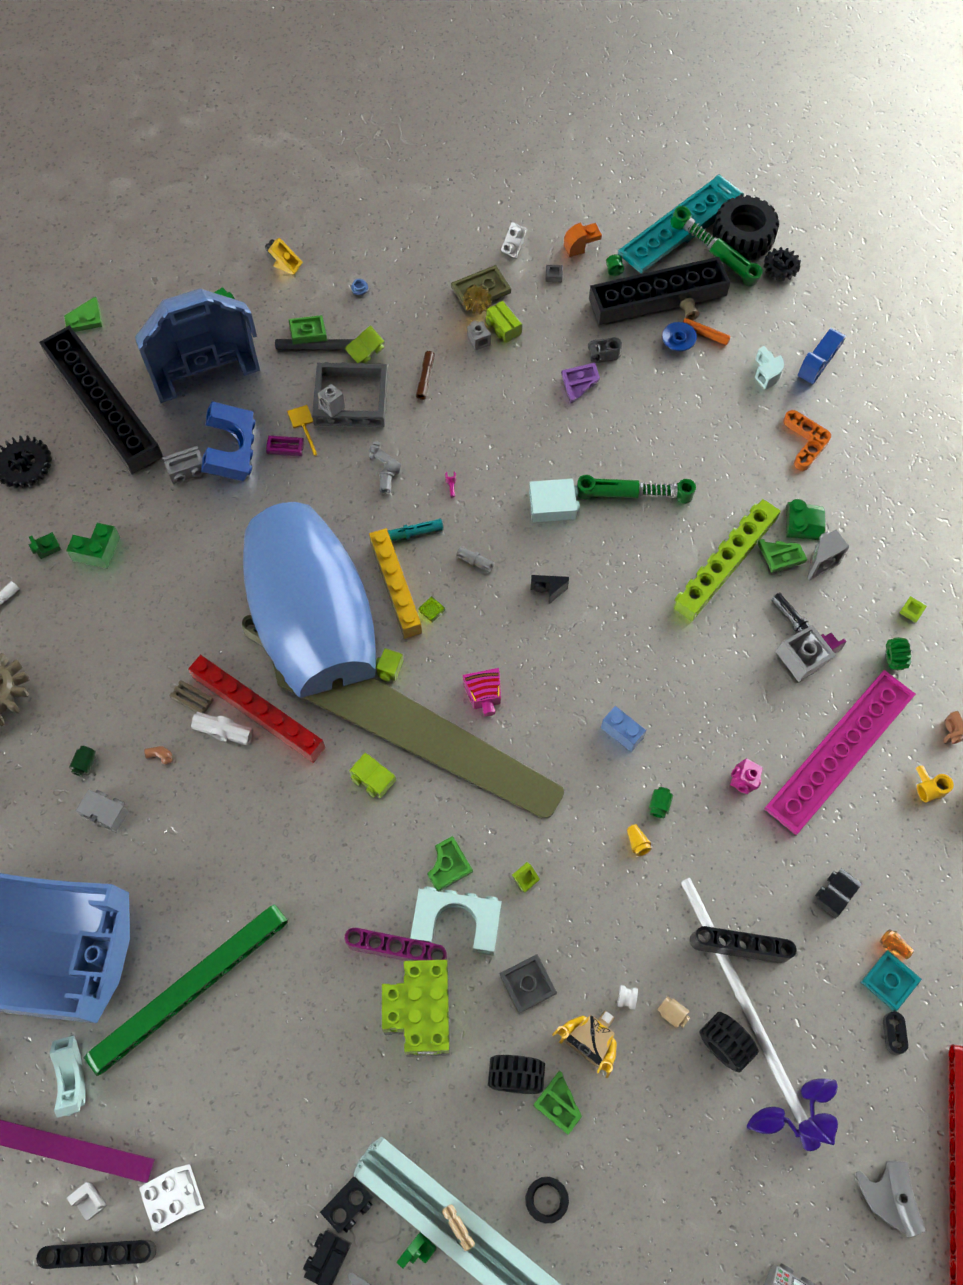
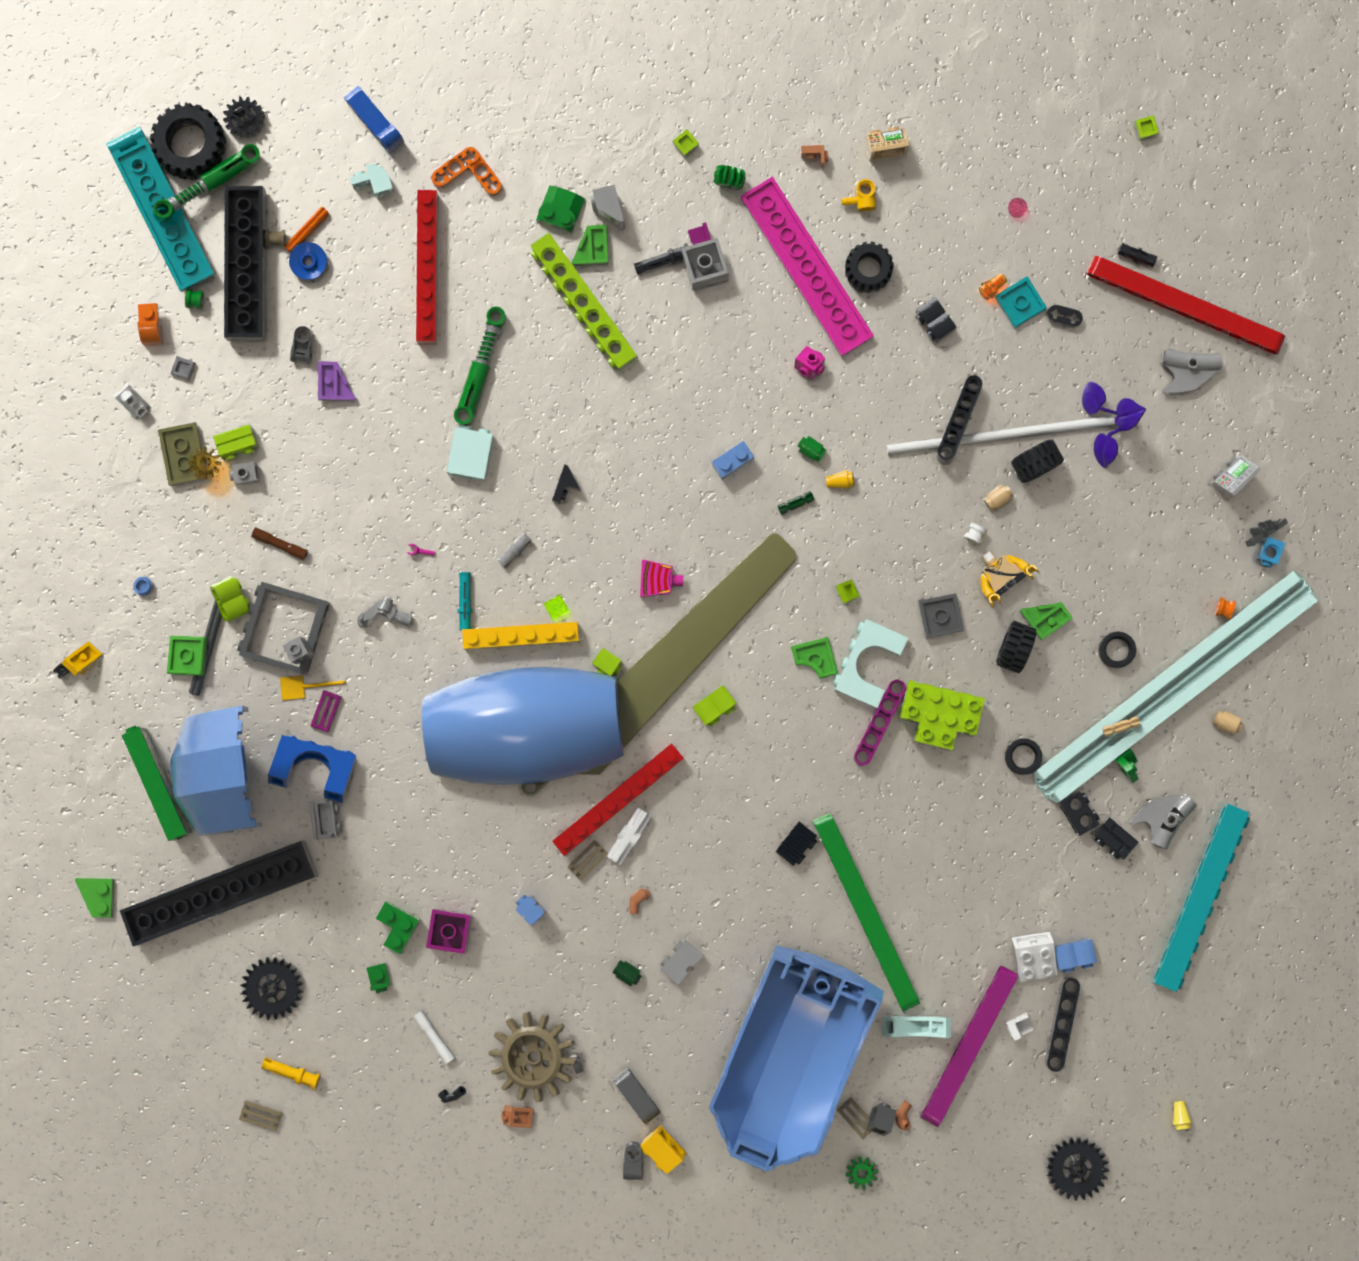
camera: 70 degrees left, 20 degrees up
(96, 589) = (449, 931): none -> magenta brick
(129, 653) = (530, 909): none -> medium blue brick
(181, 1247) = (1075, 954): none -> medium blue brick
(247, 894) = (796, 844): none -> black brick
(401, 1102) = (1037, 751): none -> black tyre
(601, 803) = (796, 502): none -> dark green axle
(709, 425) = (427, 267): none -> red brick
(876, 799) = (869, 251): none -> black tyre

